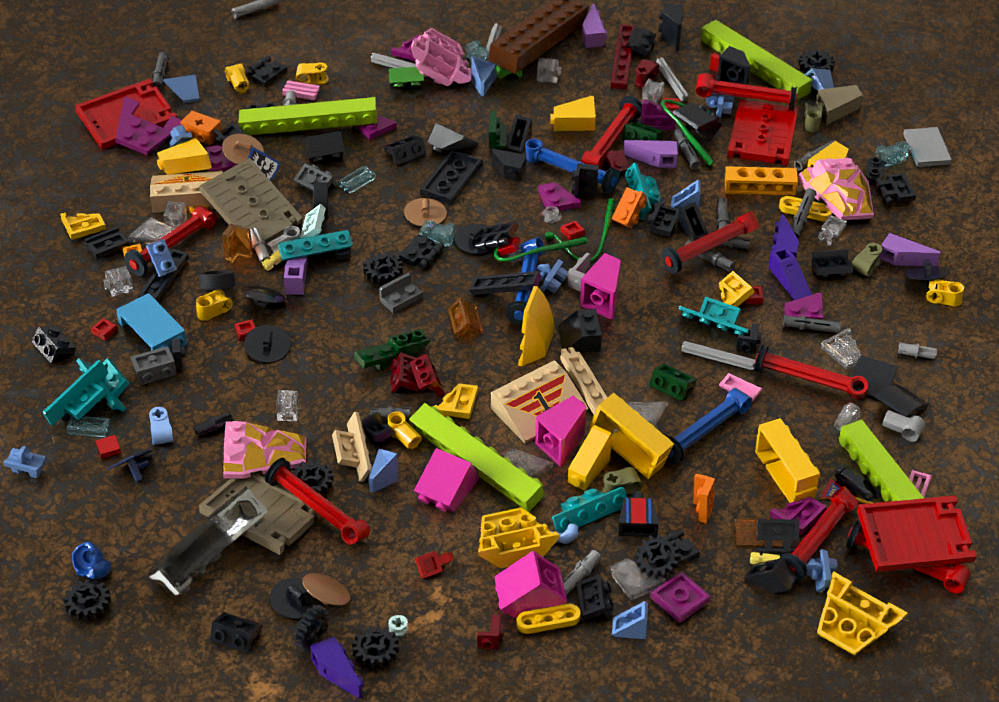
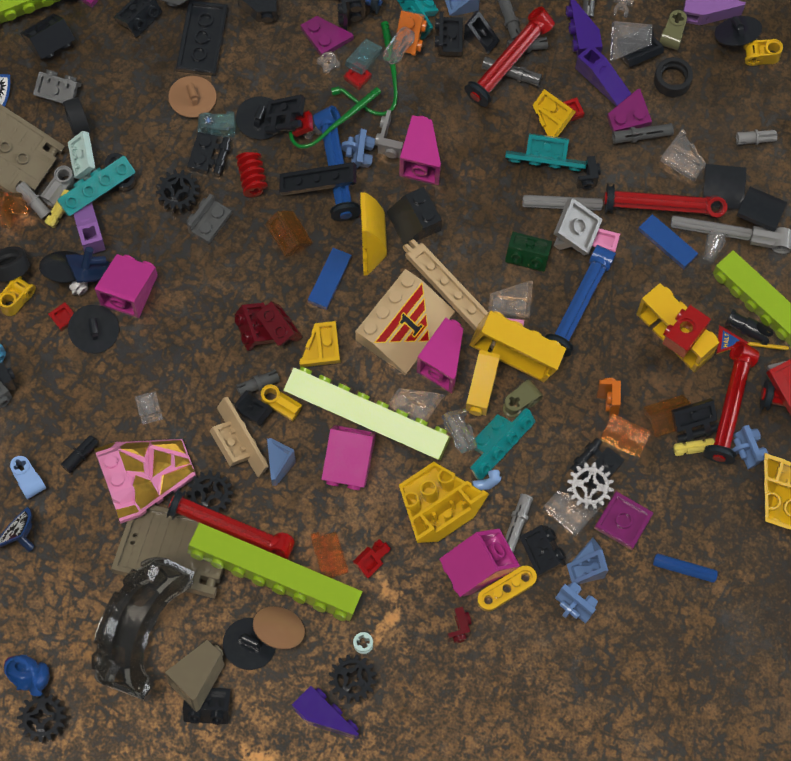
camera: 20 degrees left, 25 degrees up
(237, 600) = (196, 674): none -> dark tan slope
(269, 311) = (78, 288): none -> white plate
(285, 297) = (87, 267): none -> dark blue shield
(308, 318) = (126, 285): none -> dark pink slope
(311, 627) = (284, 684): black gear -> none
(342, 545) = (274, 572): none -> lime brick
(358, 181) = (93, 84): clear light blue tile -> none
(382, 355) = (230, 300): dark green slope -> none
(396, 552) = (329, 554): none -> clear orange panel
(450, 270) = (251, 174): none -> red piece
(486, 359) = (329, 278): none -> blue tile
(554, 485) = (461, 433): none -> clear wing
(583, 216) = (363, 56): none -> clear light blue plate
(606, 645) = (574, 603): none -> medium blue hips
(621, 207) = (398, 45): none -> clear plate
(638, 517) = (552, 436): black torso -> none
(708, 533) = (625, 435): none -> clear orange panel
(722, 369) = (576, 227): none -> light grey bracket
(725, 649) = (685, 568): none -> blue axle
(772, 576) = (702, 468): black slope -> none
(789, 453) = (682, 342): none -> red brick
(805, 406) = (668, 241): none -> blue tile
(806, 511) = (704, 382): magenta wing -> none
(823, 251) = (628, 38): none -> clear wing
(840, 401) = (706, 226): none -> light grey axle
(855, 282) = (677, 64): none -> black tyre

